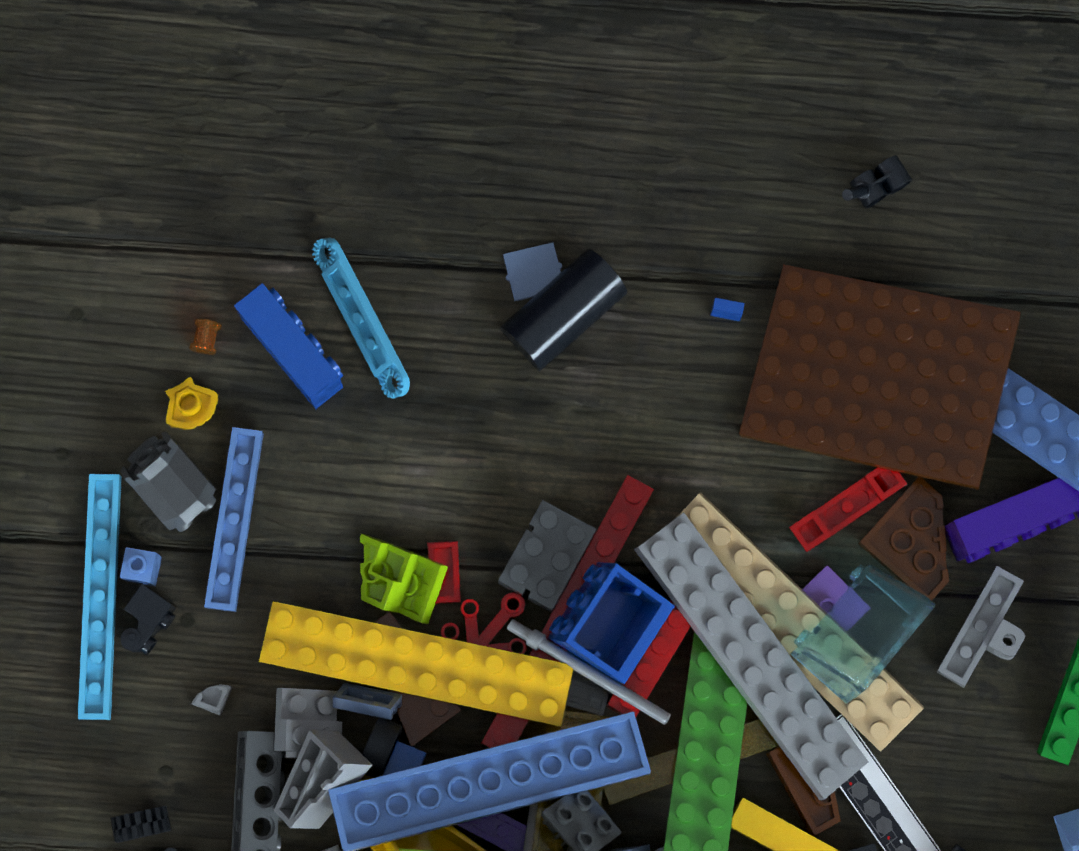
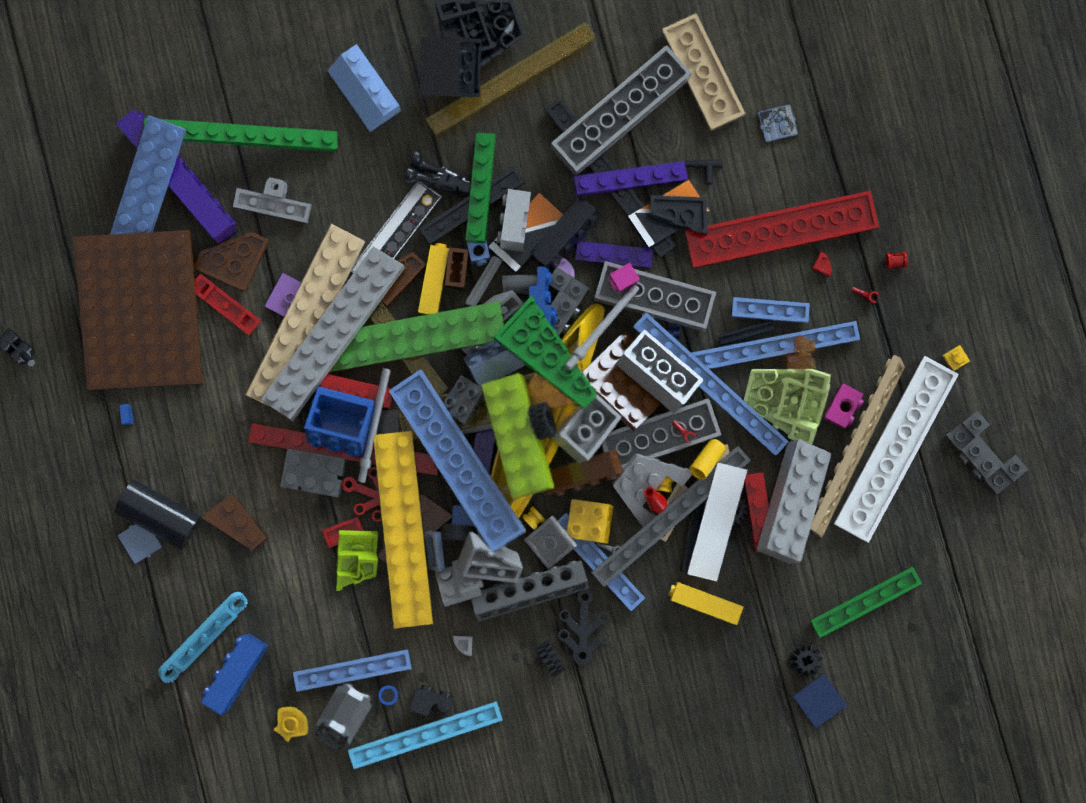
camera: 105 degrees left, 5 degrees up
(140, 566) = (399, 716): medium blue brick -> none
(179, 560) = (388, 695): none -> tile
(205, 336) = (245, 729): clear orange bush -> none
(513, 419) = (236, 522): none -> reddish brown wing
(861, 631) = (297, 272): clear light blue windscreen -> none

